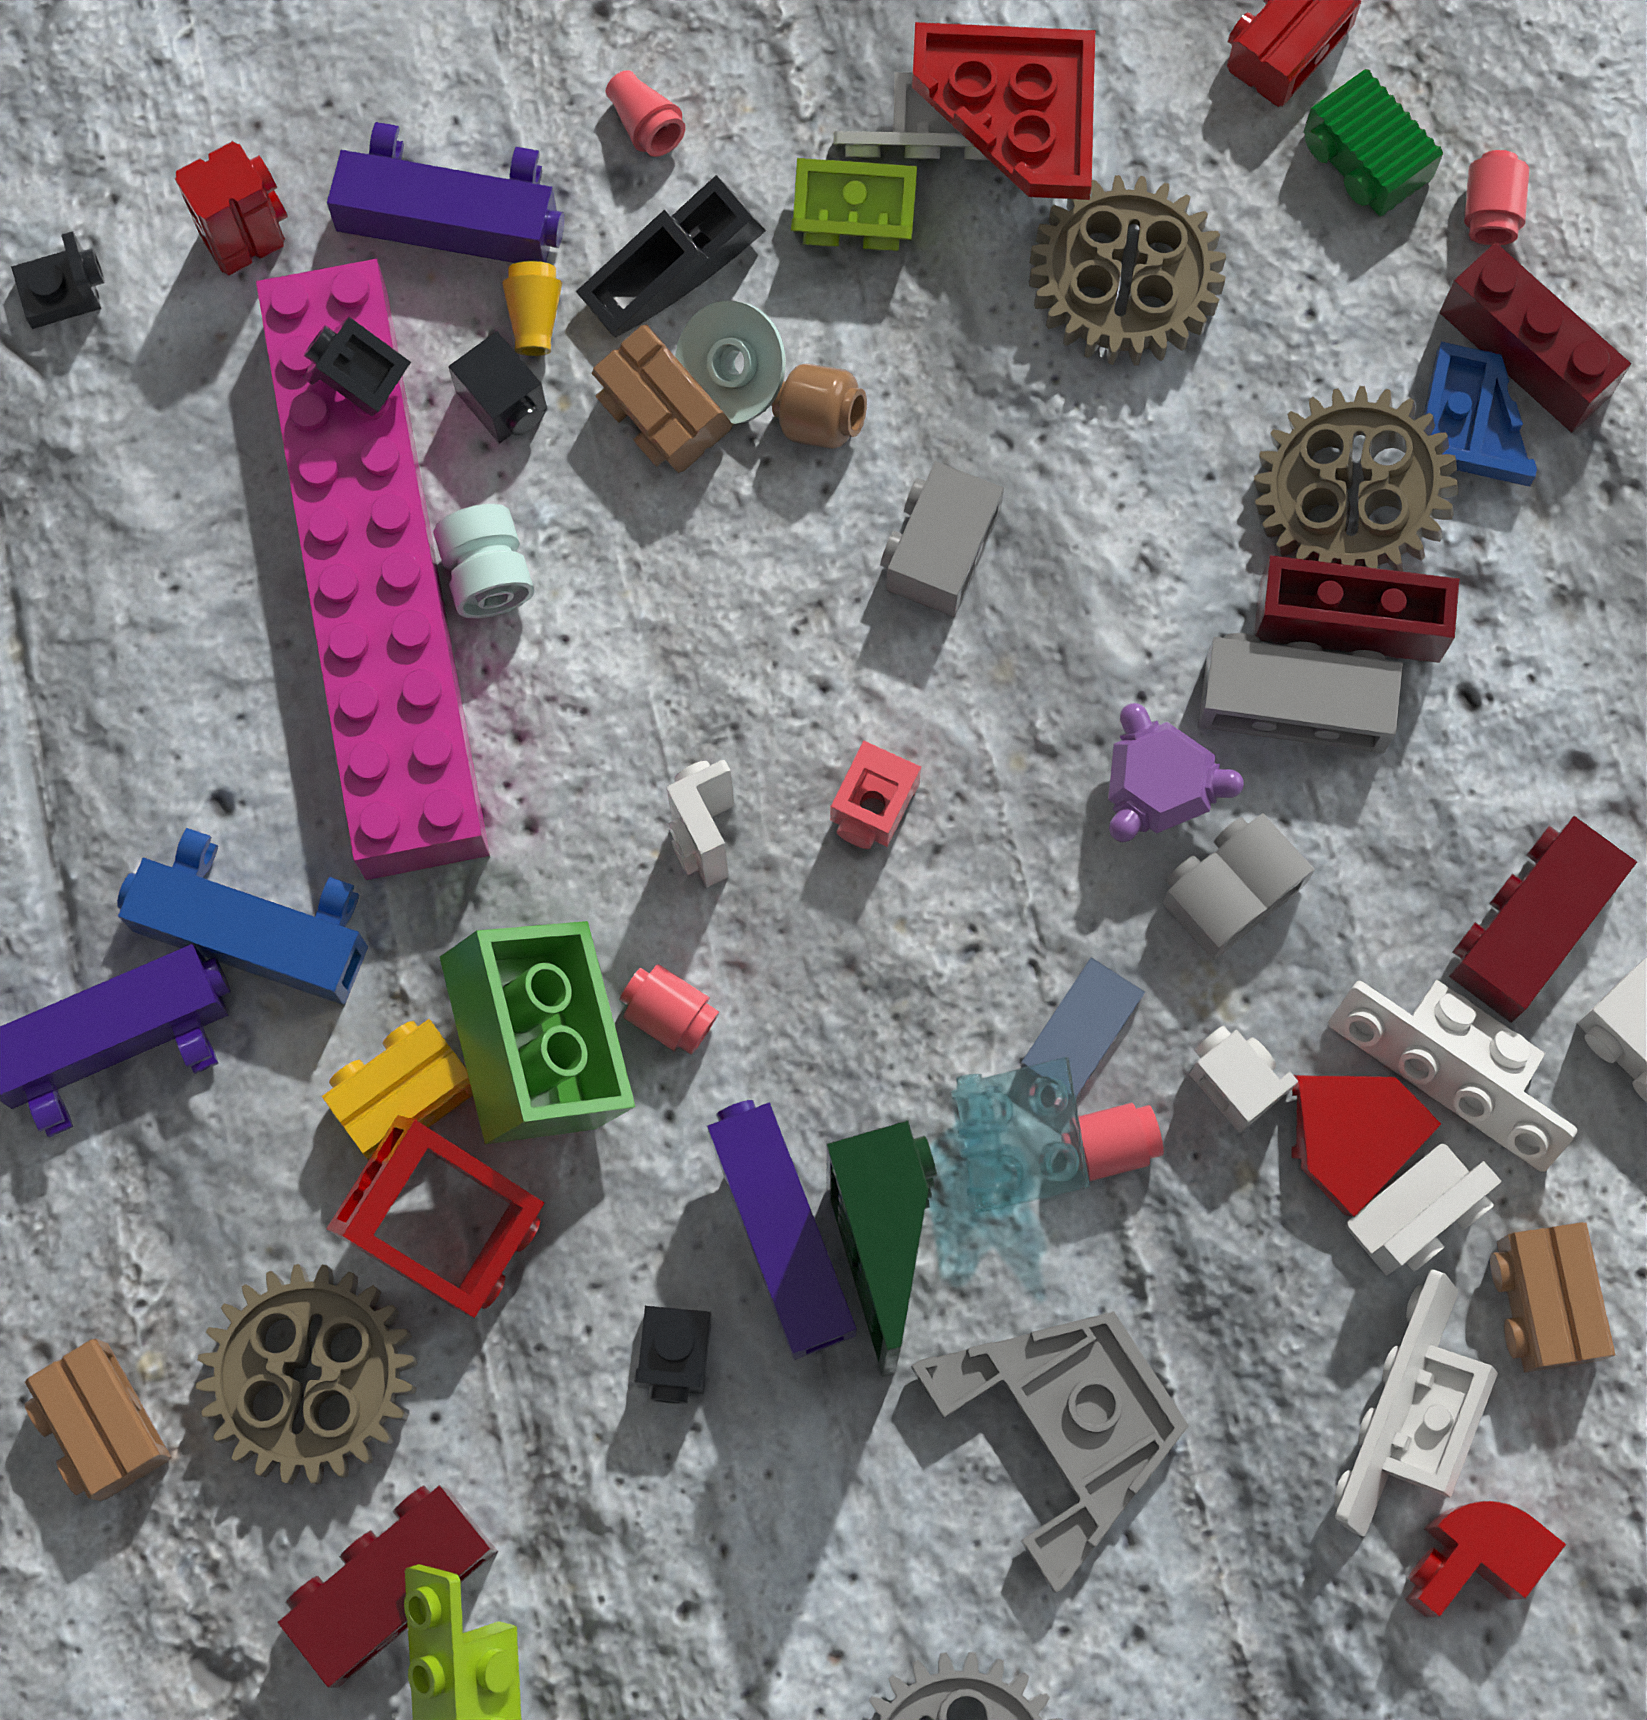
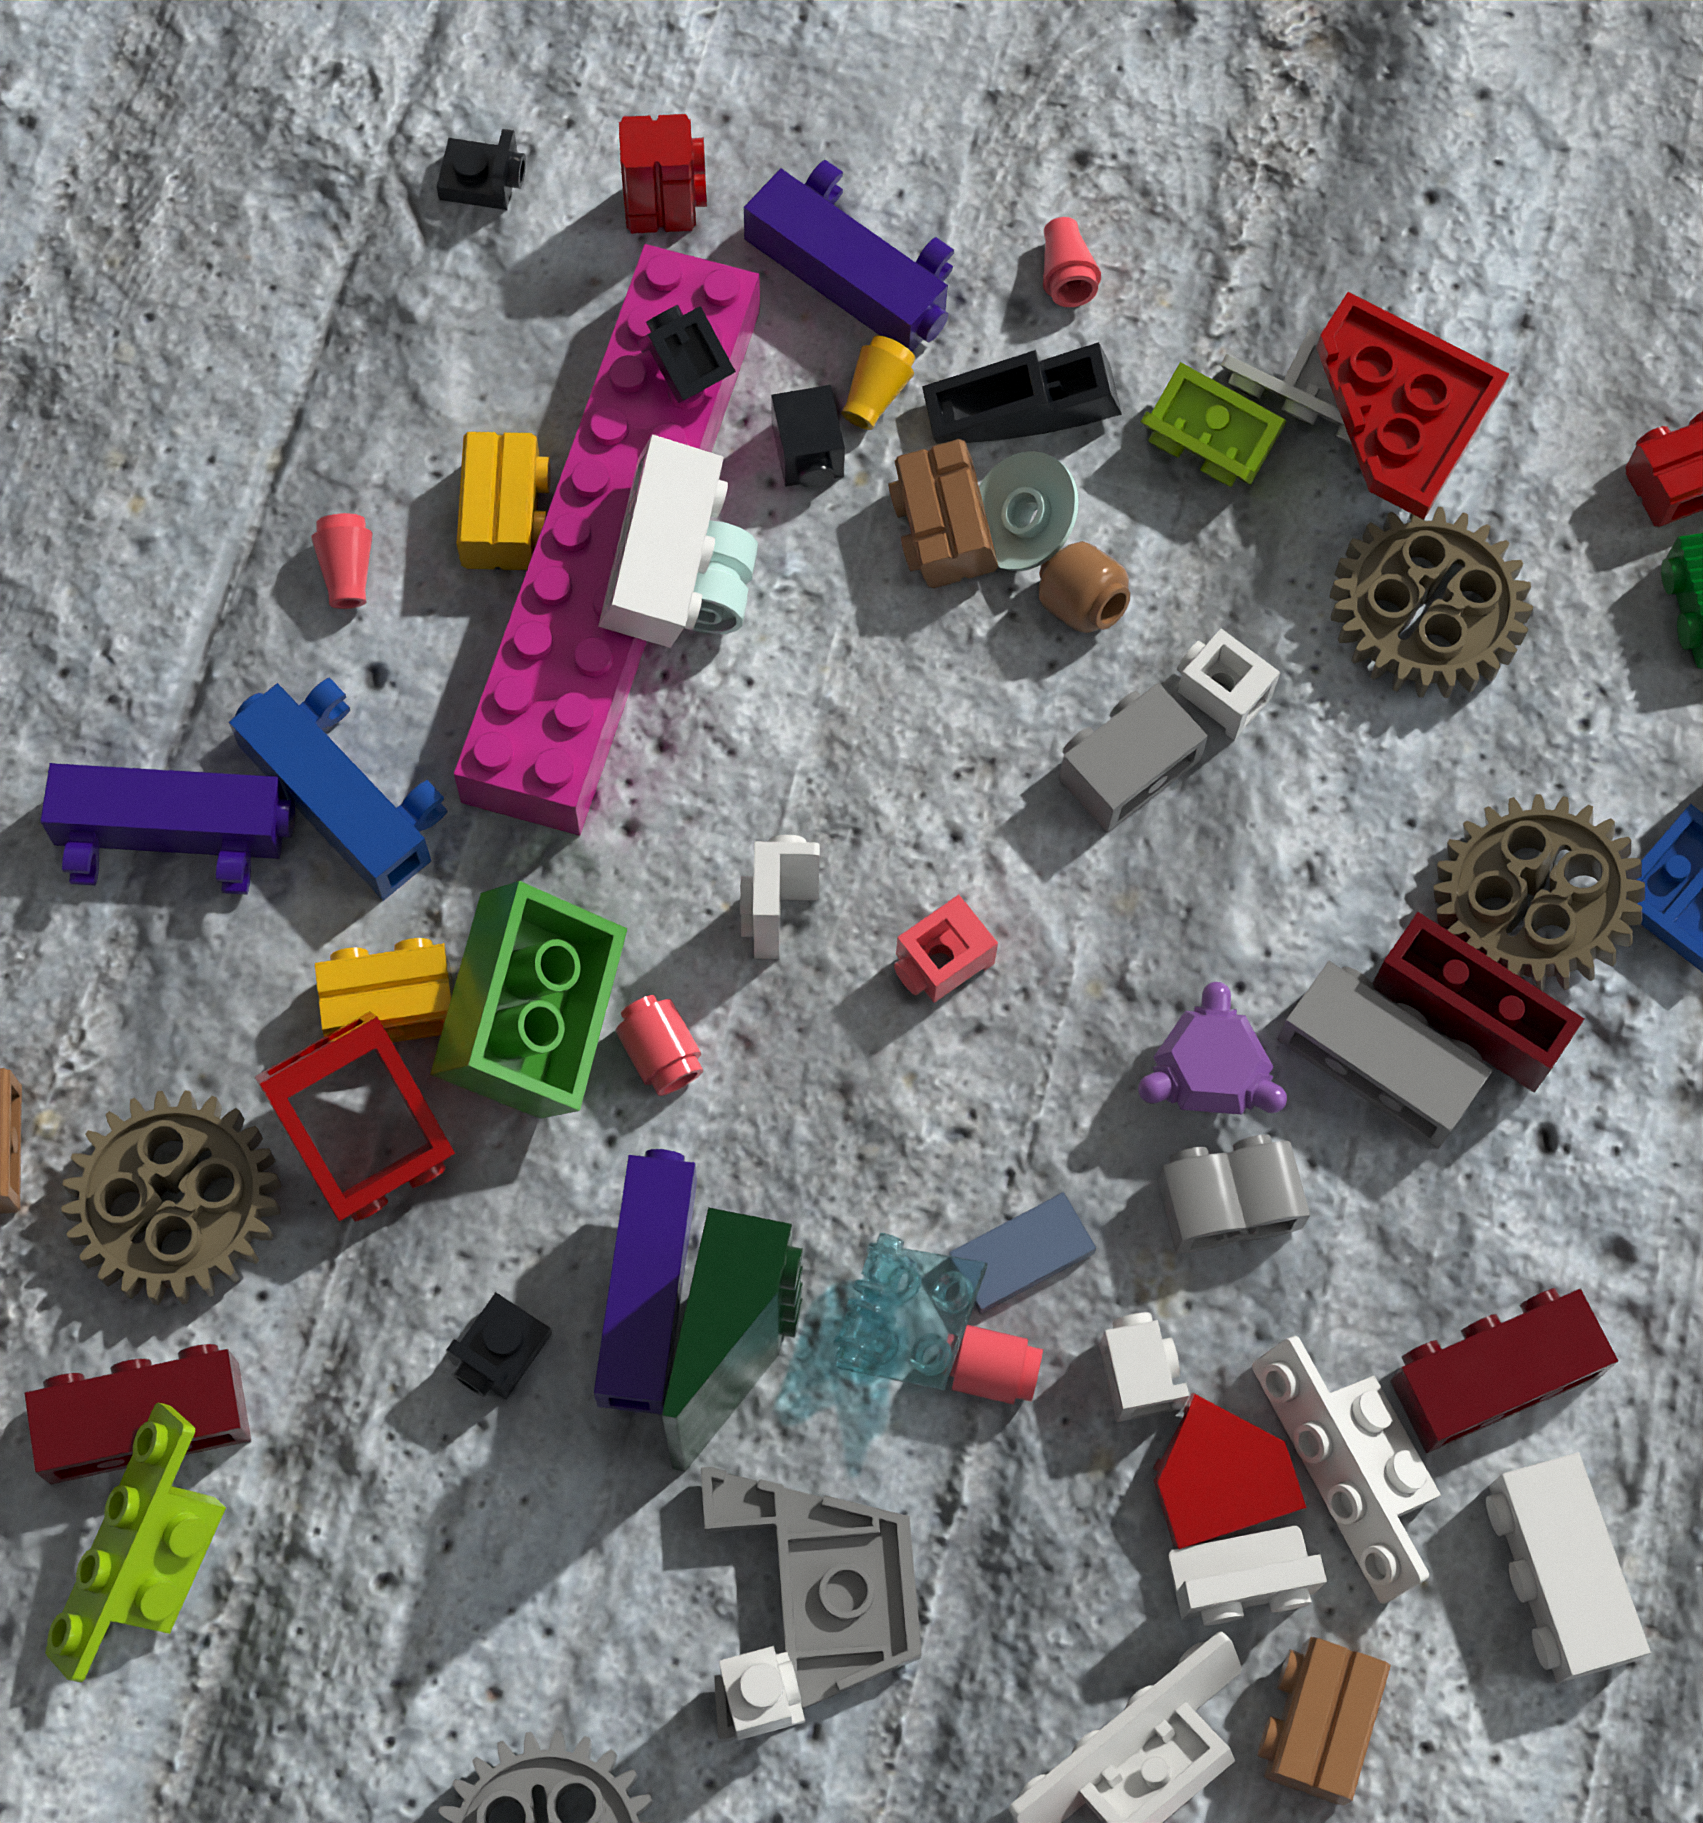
camera: 25 degrees right, 5 degrees down
(134, 709) = (343, 556): none -> coral cone
(250, 585) = (500, 500): none -> yellow brick
(432, 552) = (664, 542): none -> white brick
(994, 412) = (1233, 664): none -> white brick
(1076, 1534) = (761, 1692): none -> white brick

